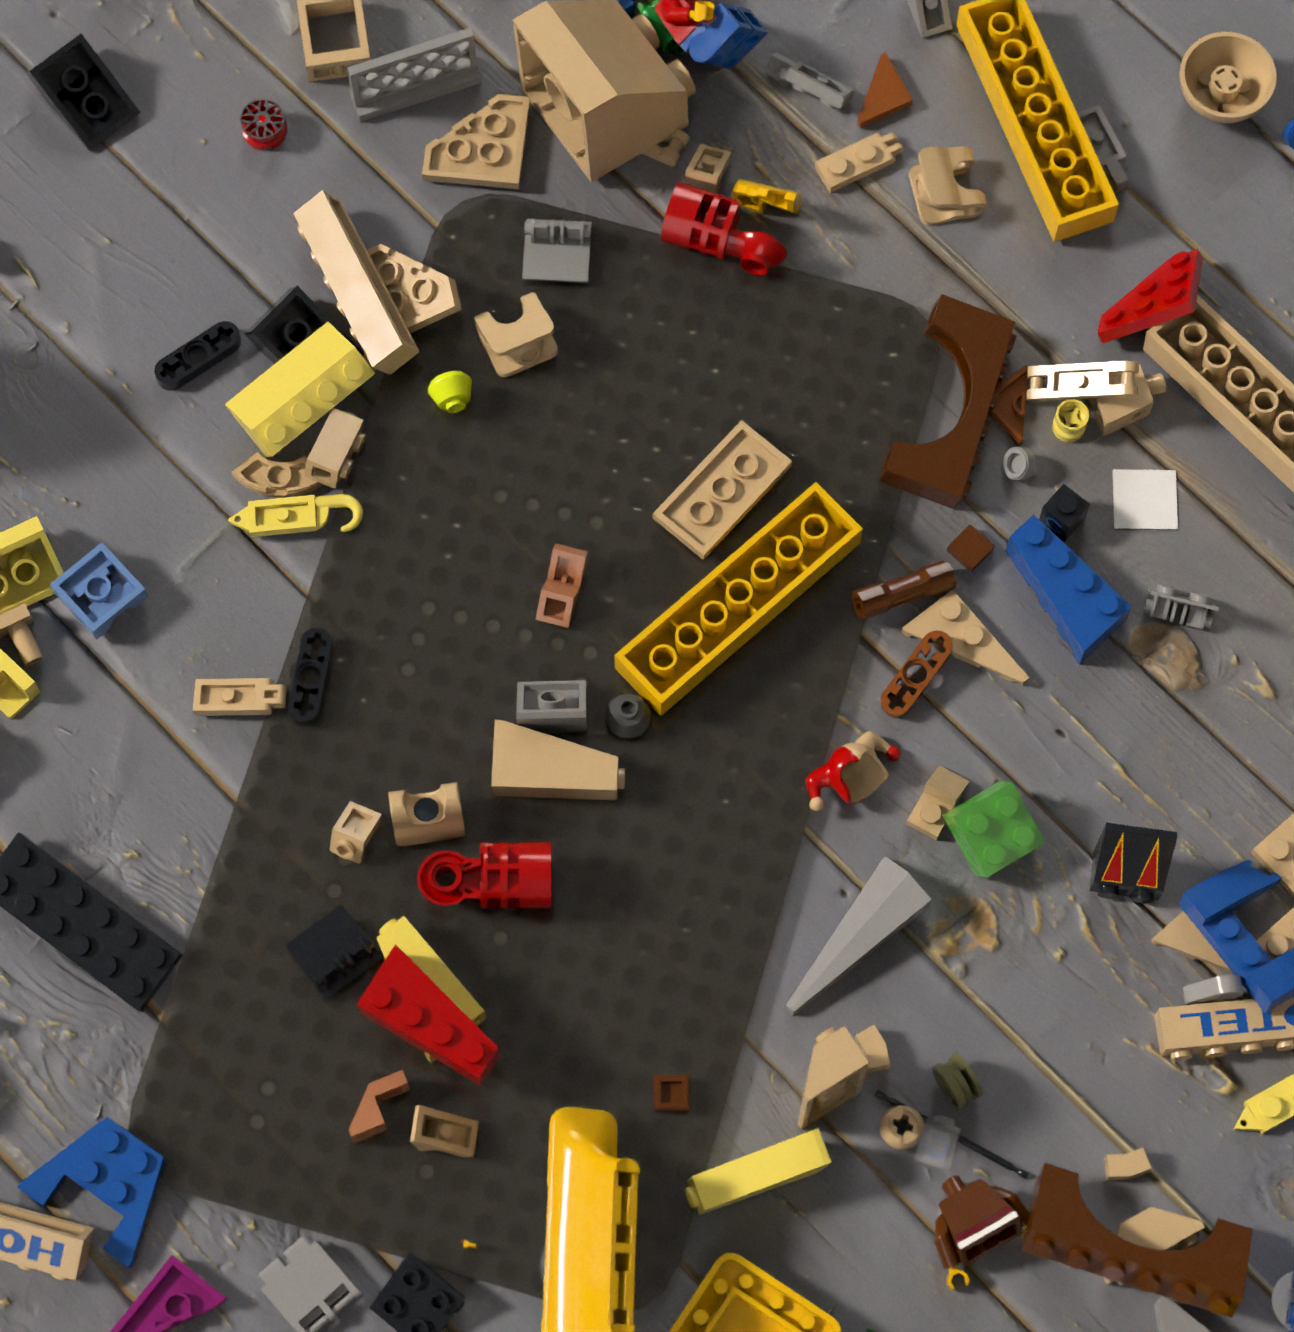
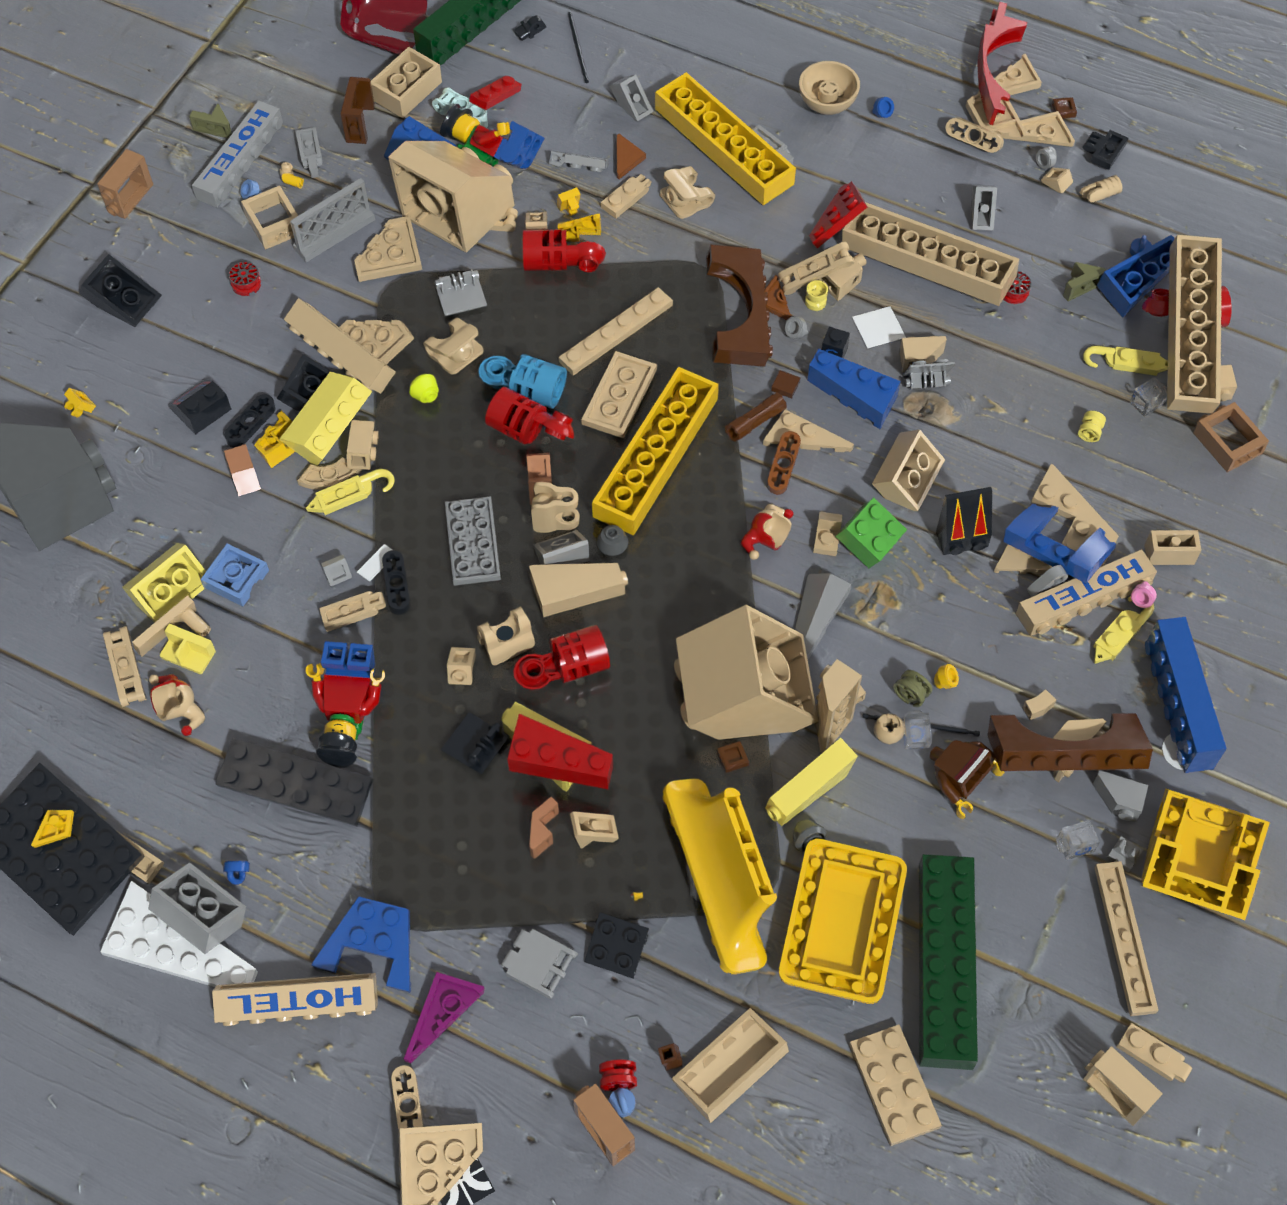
camera: 20 degrees left, 10 degrees down
(137, 309) = (201, 405): none -> black slope
(160, 431) = (242, 470): none -> nougat slope
(182, 830) = (345, 698): none -> piece
(209, 402) = (270, 446): none -> yellow slope
(237, 629) = (336, 570): none -> light grey tile
(290, 638) = (374, 564): none -> white sticker
(436, 648) = (472, 541): none -> light grey tile
(555, 641) = (549, 508): none -> tan piece
(571, 488) = (524, 418): none -> red cylinder
(598, 427) = (531, 378): none -> dark azure cylinder
(726, 992) = (745, 677): none -> tan slope
(728, 1237) = (805, 832): none -> dark grey cone
(756, 384) = (615, 331): none -> tan plate
(769, 145) = (569, 200): none -> yellow tile
(1013, 1079) = (946, 677): none -> yellow tile
(1091, 746) = (909, 470): none -> tan slope
(1186, 564) = (921, 349): none -> tan slope

